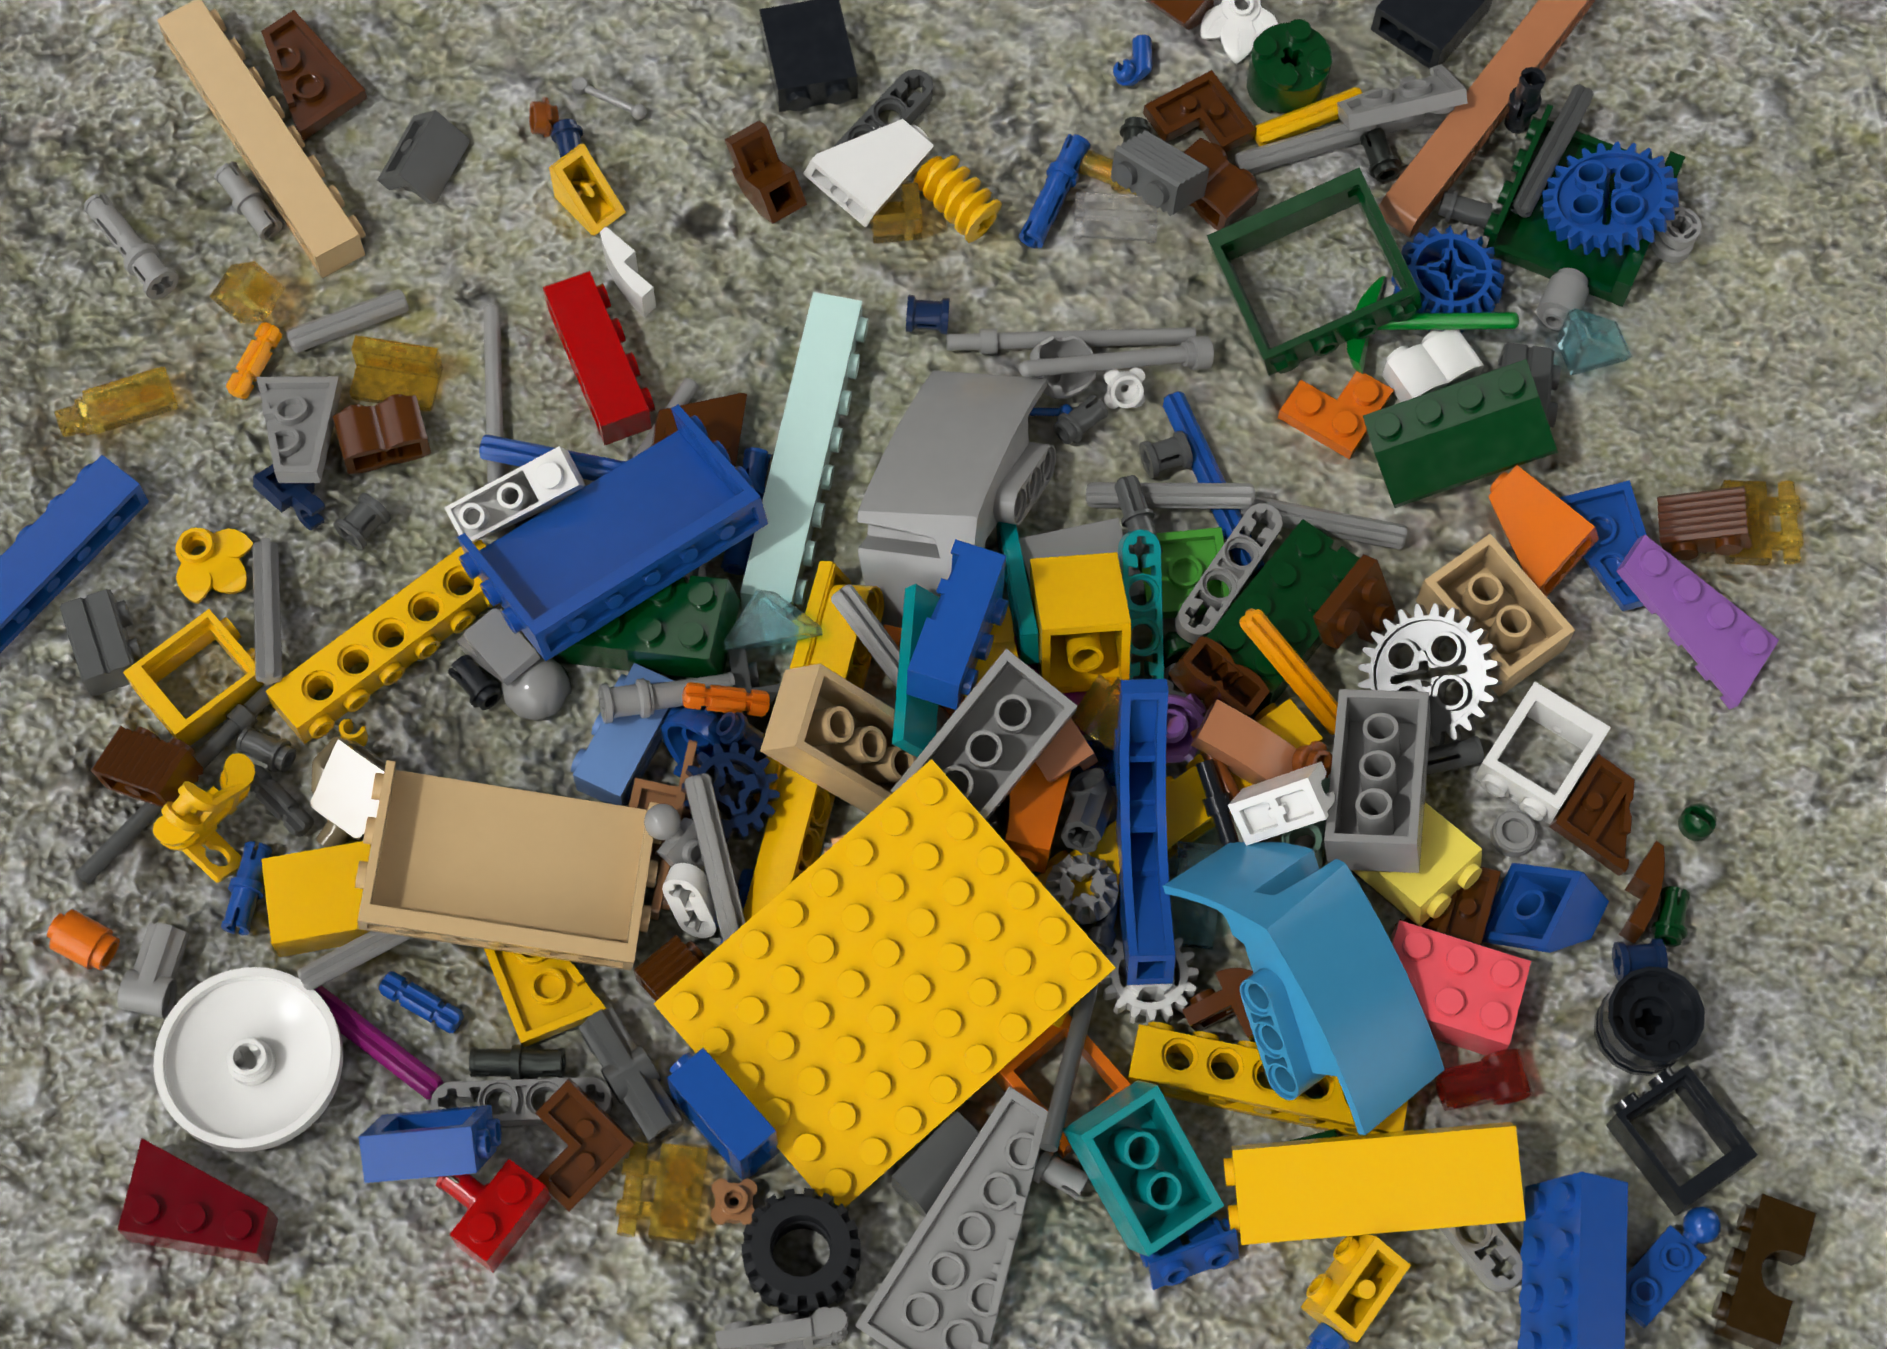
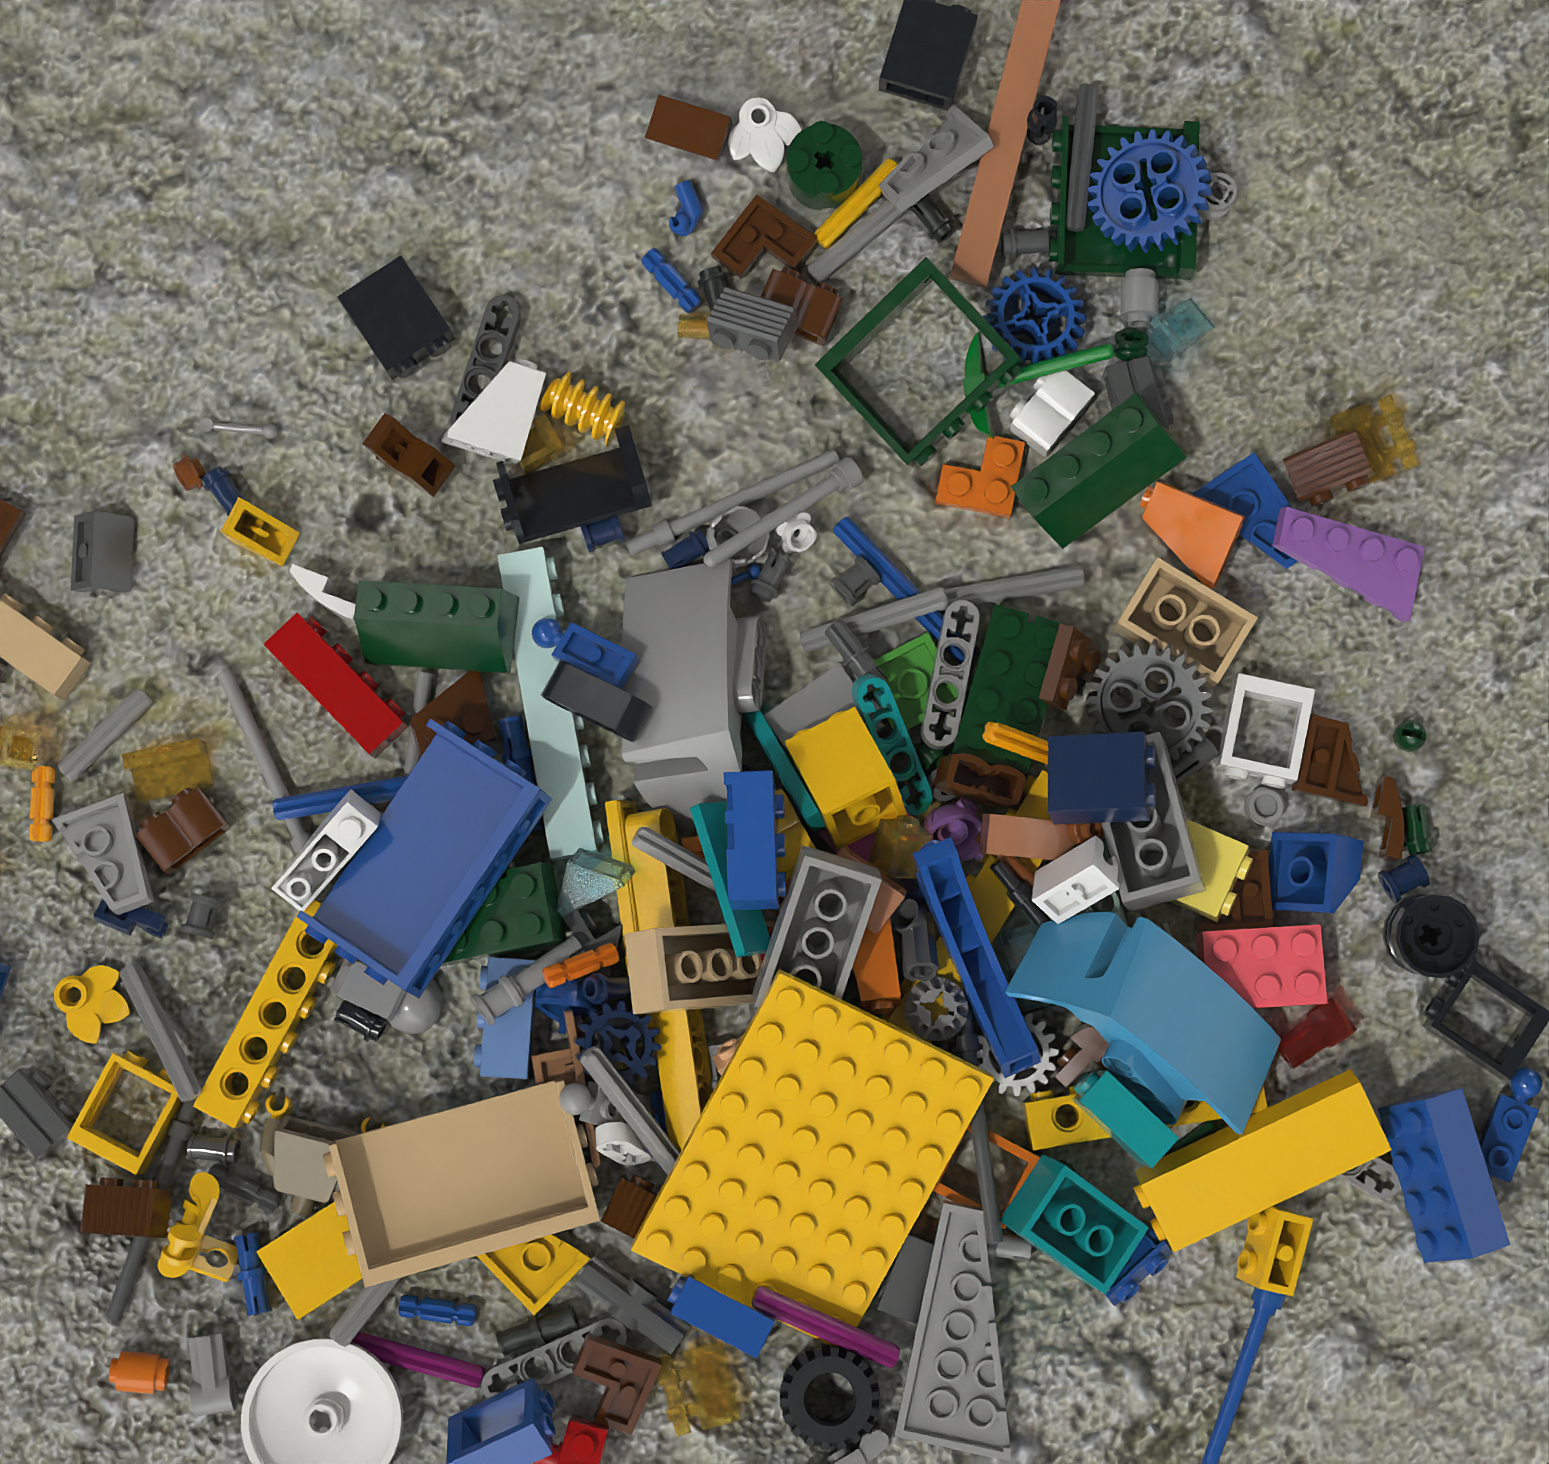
camera: 15 degrees left, 15 degrees up
(723, 332) = (436, 626): none -> dark green slope
(724, 1192) = (754, 1384): medium nougat plate -> none
(829, 1172) = (825, 1327): none -> magenta axle
(854, 451) = (597, 701): none -> black beam
(863, 407) = (586, 651): none -> blue plate
(914, 269) = (574, 492): none -> black panel
(1003, 363) = (686, 550): none -> dark blue pin
(1061, 177) = (664, 365): blue pin -> none
(1094, 119) = (671, 280): none -> blue axle
(1241, 1065) = (1123, 1117): none -> teal brick
(1347, 708) = (1100, 778): none -> dark blue brick
(1537, 335) = (1130, 344): none -> dark green bush

